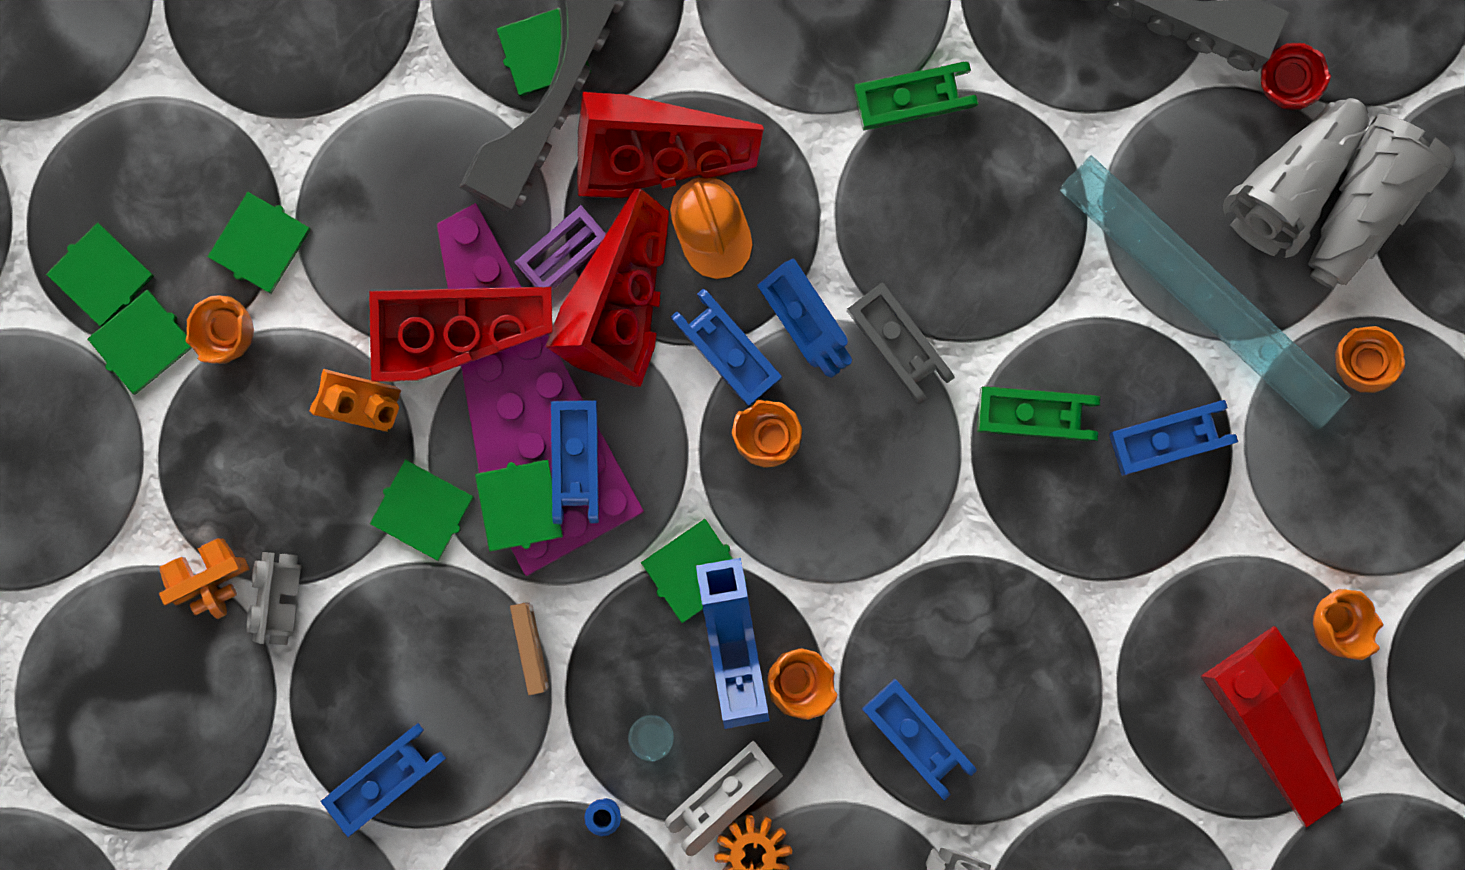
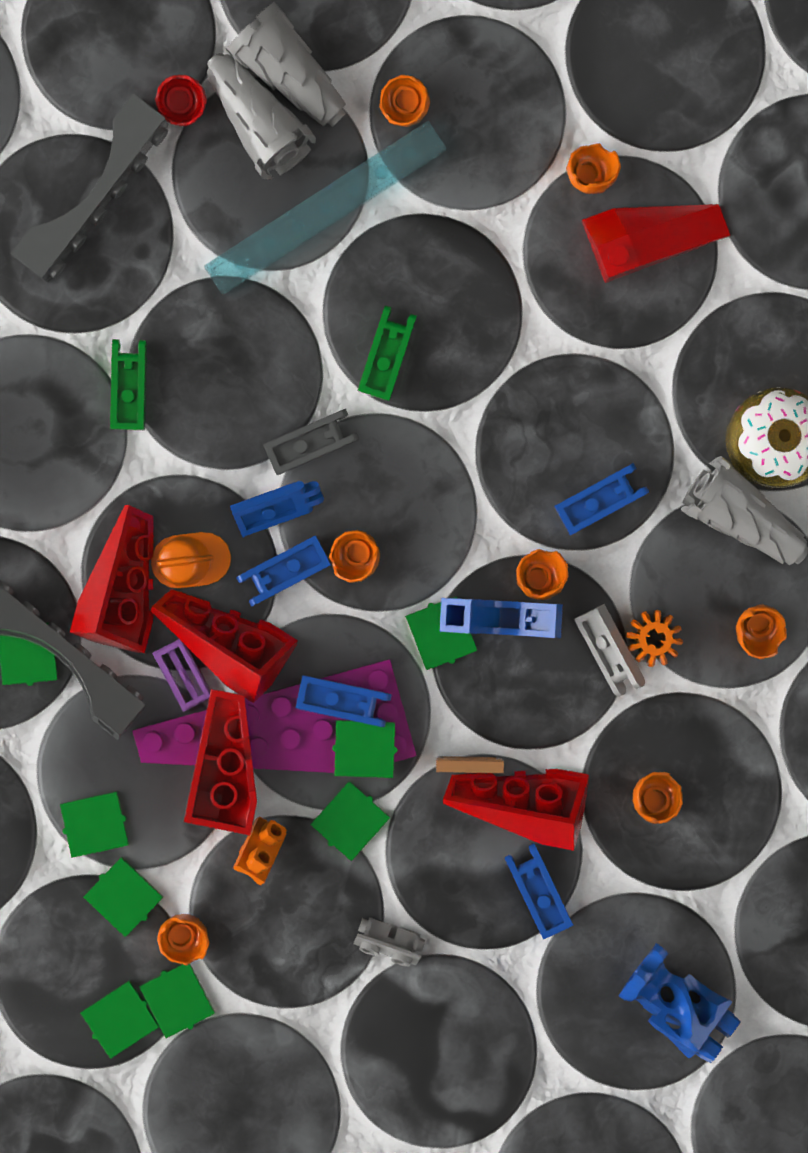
camera: 75 degrees left, 5 degrees up
(184, 585) = (364, 1005): orange hips -> none
(344, 184) = (94, 824): none -> green piece
(493, 744) = (535, 806): none -> red wedge
(600, 827) = (608, 745): blue pin -> none
(651, 737) = (554, 692): clear light blue tile -> none
(1169, 438) = (428, 262): blue hinge -> none

